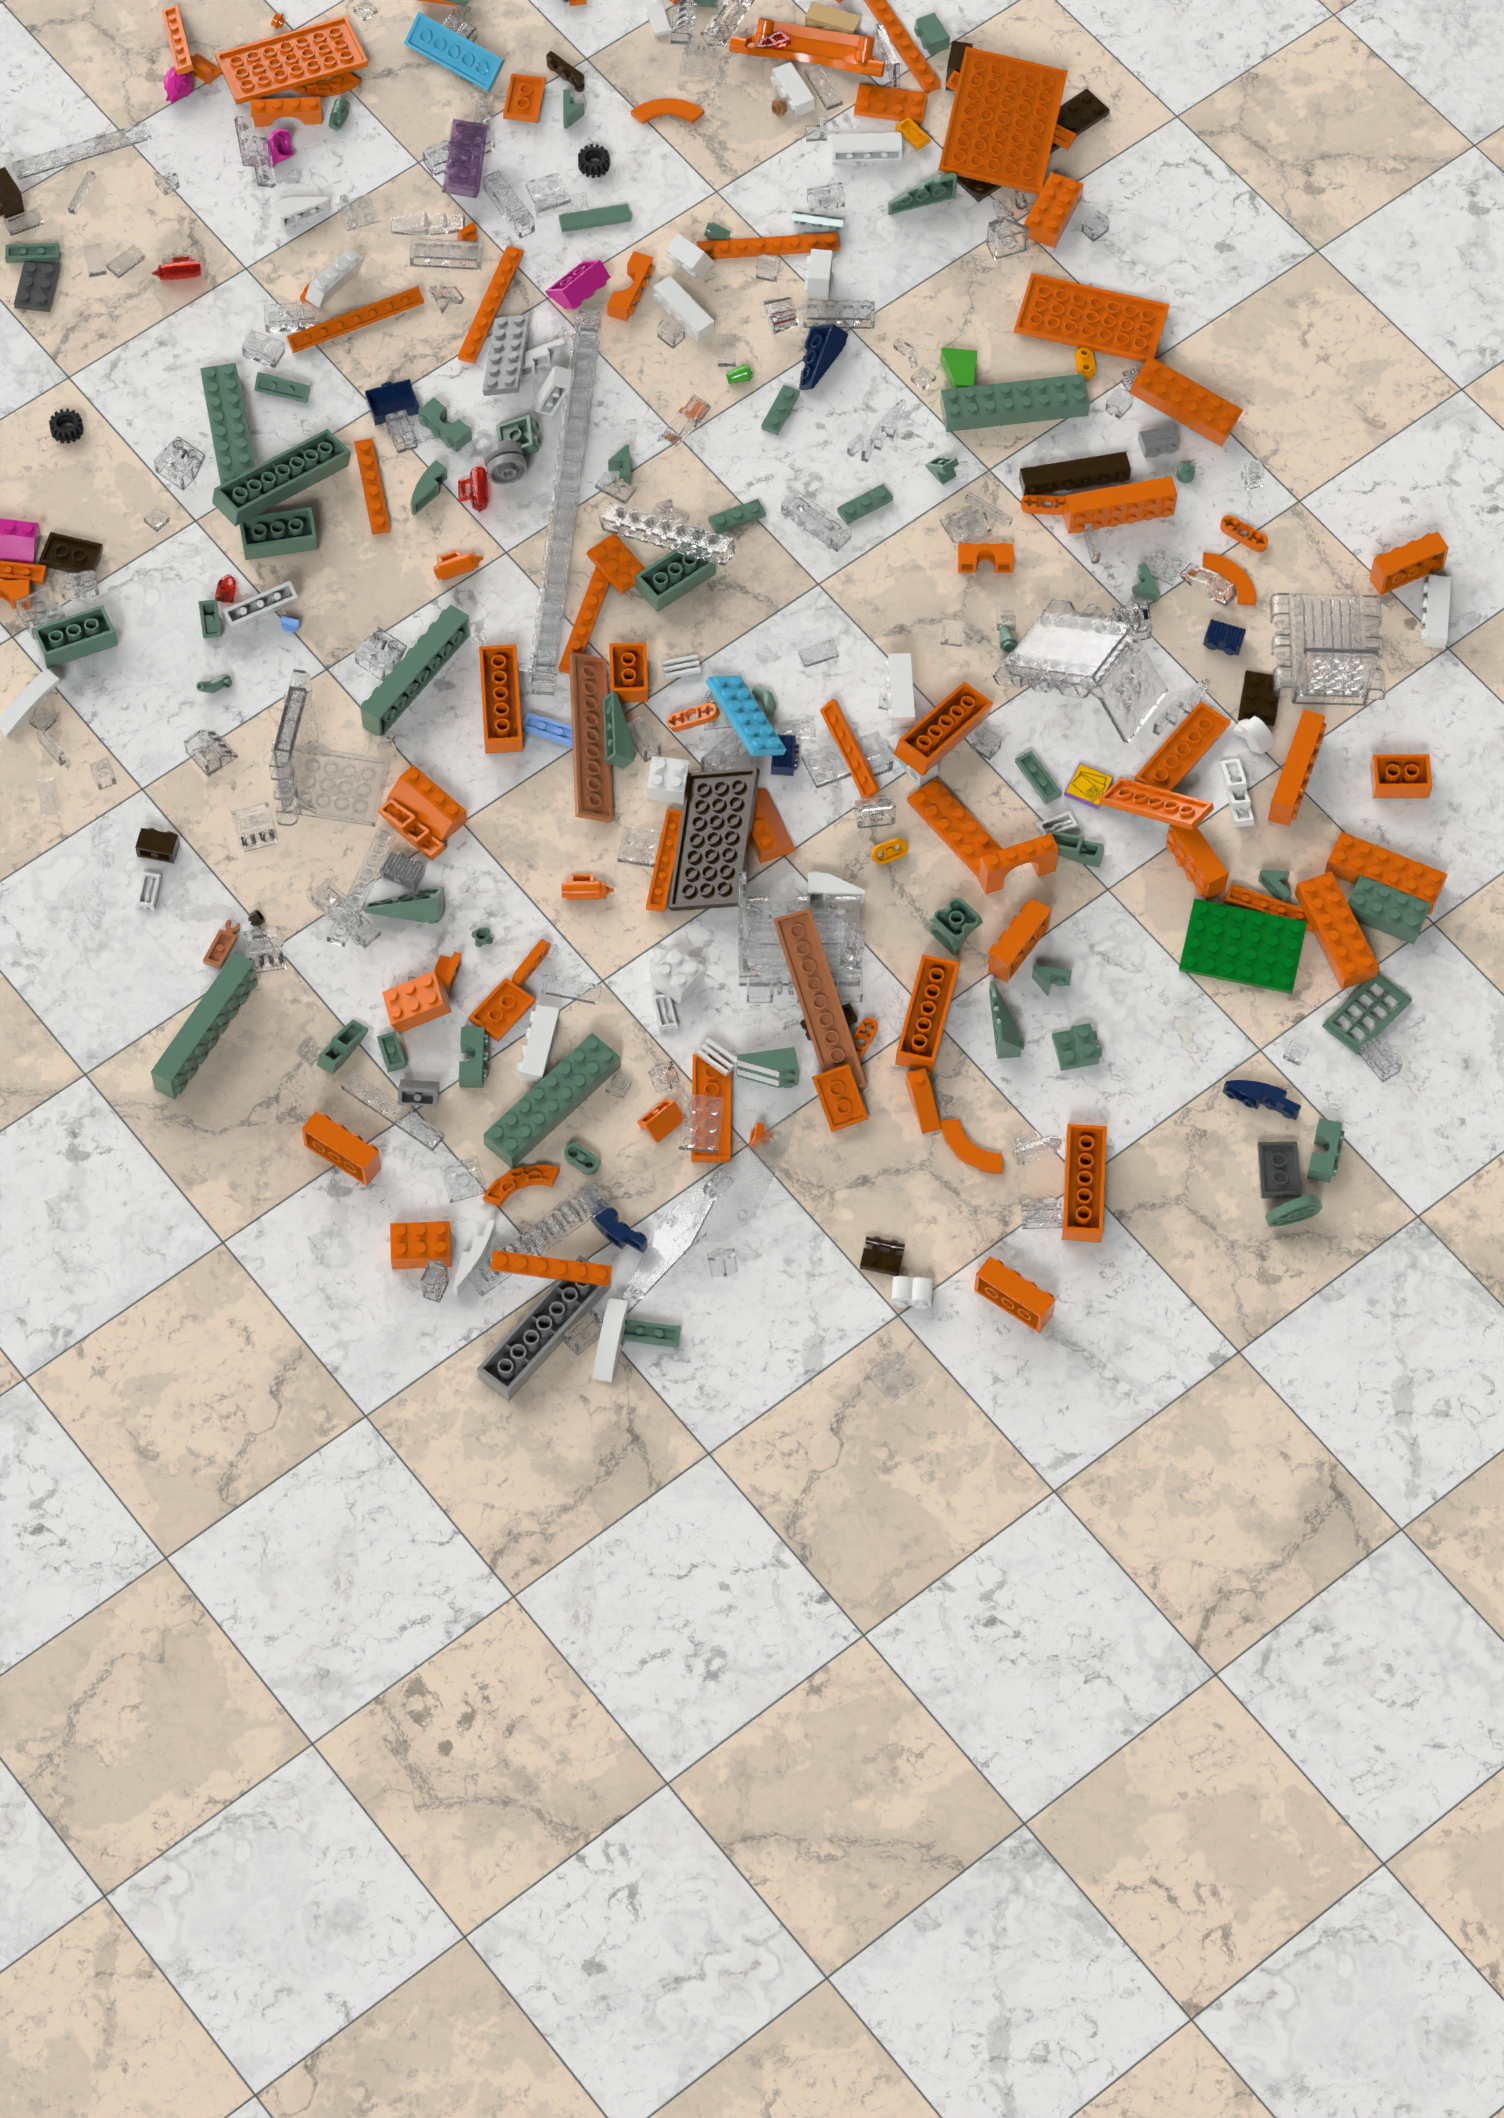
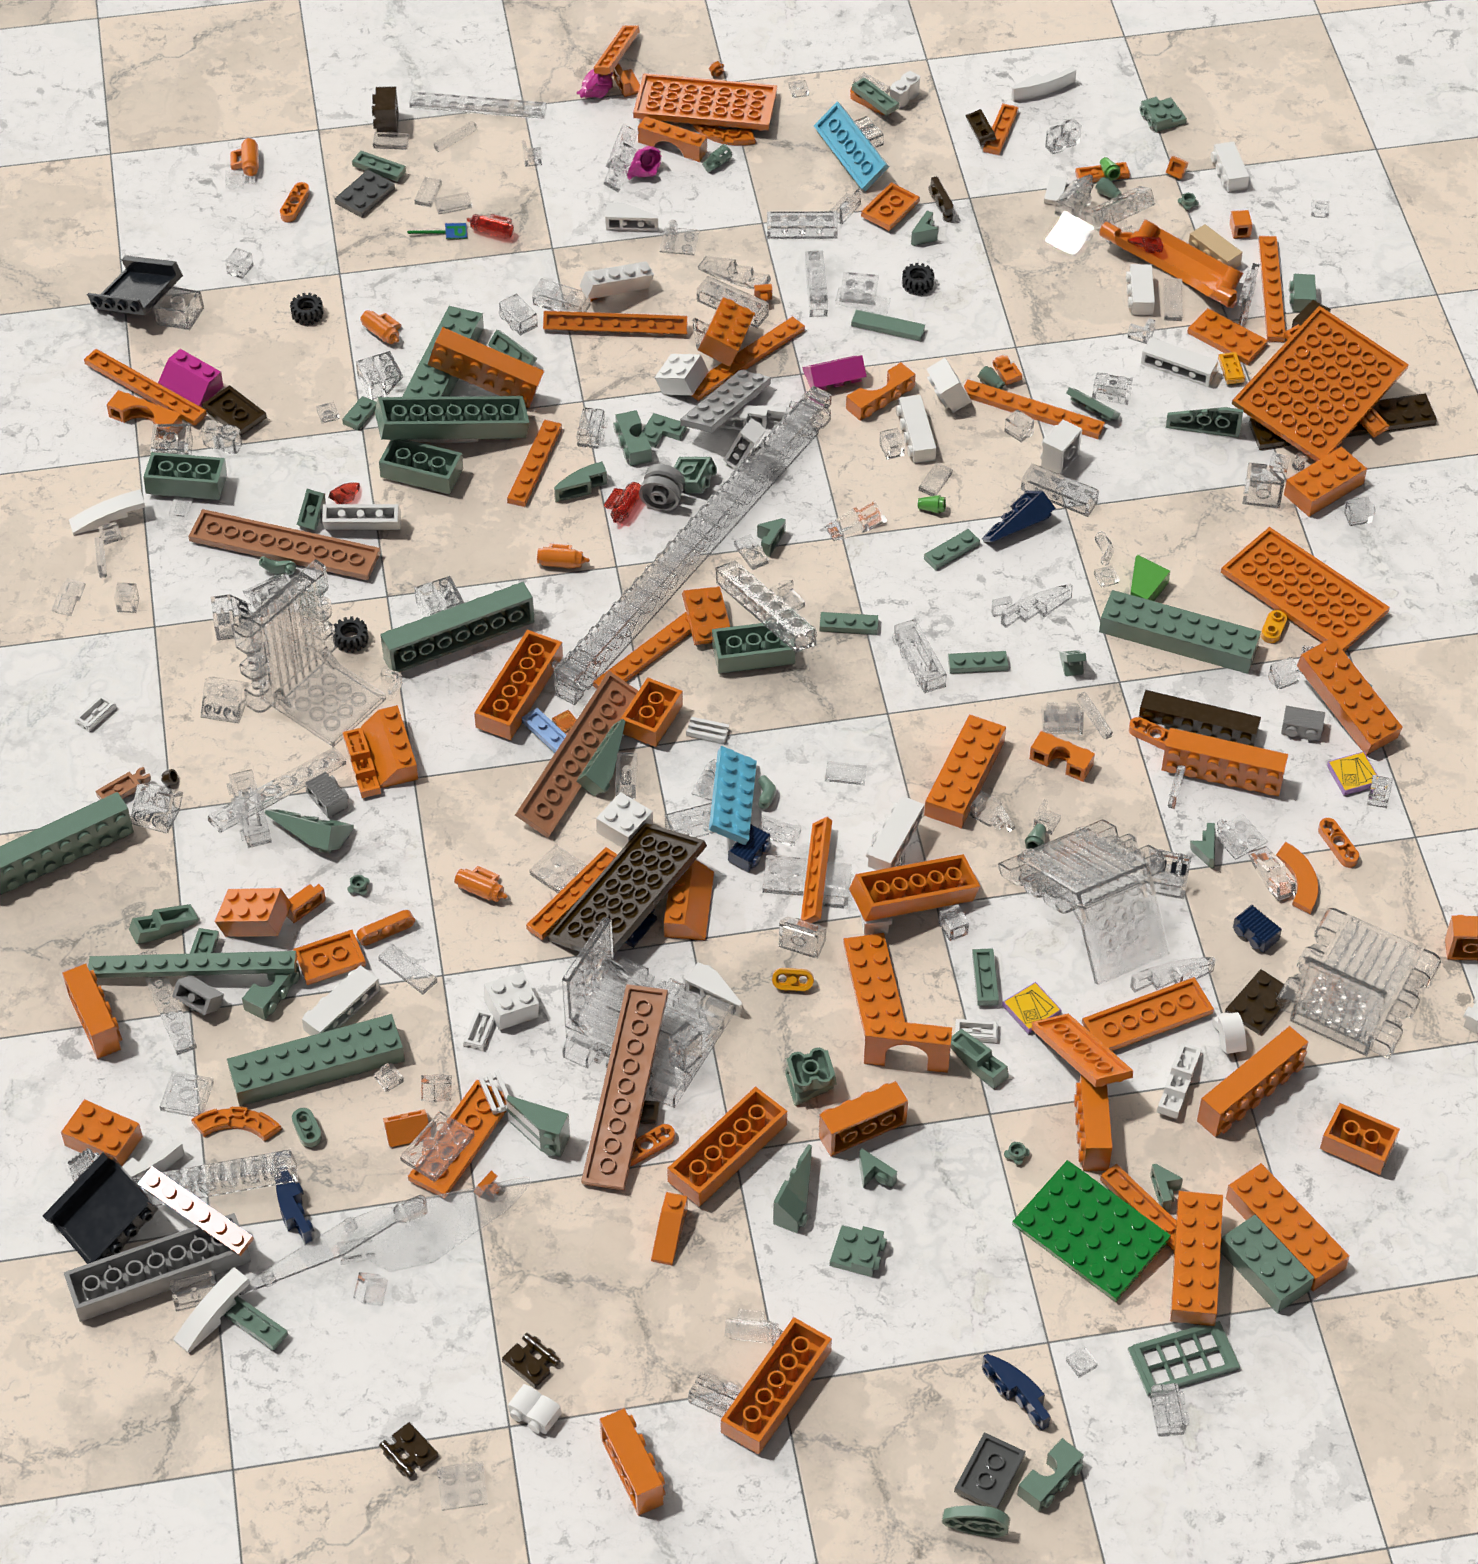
camera: 30 degrees right, 10 degrees down
(144, 288) = (452, 231): none -> piece
(147, 413) = (381, 325): none -> orange piece
(157, 845) = (129, 677): dark brown brick -> none
(184, 506) = (359, 413): none -> sand green plate
(205, 661) = (284, 544): none -> nougat plate
(227, 713) = (265, 590): none -> clear slope
(279, 415) = (484, 366): none -> orange brick
(290, 623) = (382, 543): light blue plate -> none
(333, 722) = (354, 642): none -> black tyre
(391, 399) = (601, 396): dark blue container -> none
(398, 1068) = (193, 964): none -> sand green plate
(450, 345) = (681, 374): none -> white brick
(460, 402) = (662, 426): none -> sand green plate
(464, 158) = (798, 229): clear purple brick -> none
(465, 287) = (726, 331): none -> orange brick
(471, 1306) = (101, 1210): none -> black panel
(558, 713) = (564, 721): none -> clear orange tile
(659, 107) = (1006, 259): orange tile -> none
(700, 719) = (672, 776): orange beam -> none
(727, 220) = (1008, 372): none -> orange plate
(779, 107) = (1118, 299): medium nougat plate -> none
(783, 313) = (1003, 466): clear torso -> none
(838, 1366) = (413, 1445): none -> dark brown plate
(840, 1098) = (587, 1186): orange plate -> none
(916, 606) = (965, 771): none -> orange brick
(967, 1151) = (683, 1300): orange tile -> none
(1148, 906) = (1016, 1147): none -> sand green plate
(1185, 473) = (1313, 763): sand green piece -> none
(1221, 467) = (1352, 772): none -> yellow tile

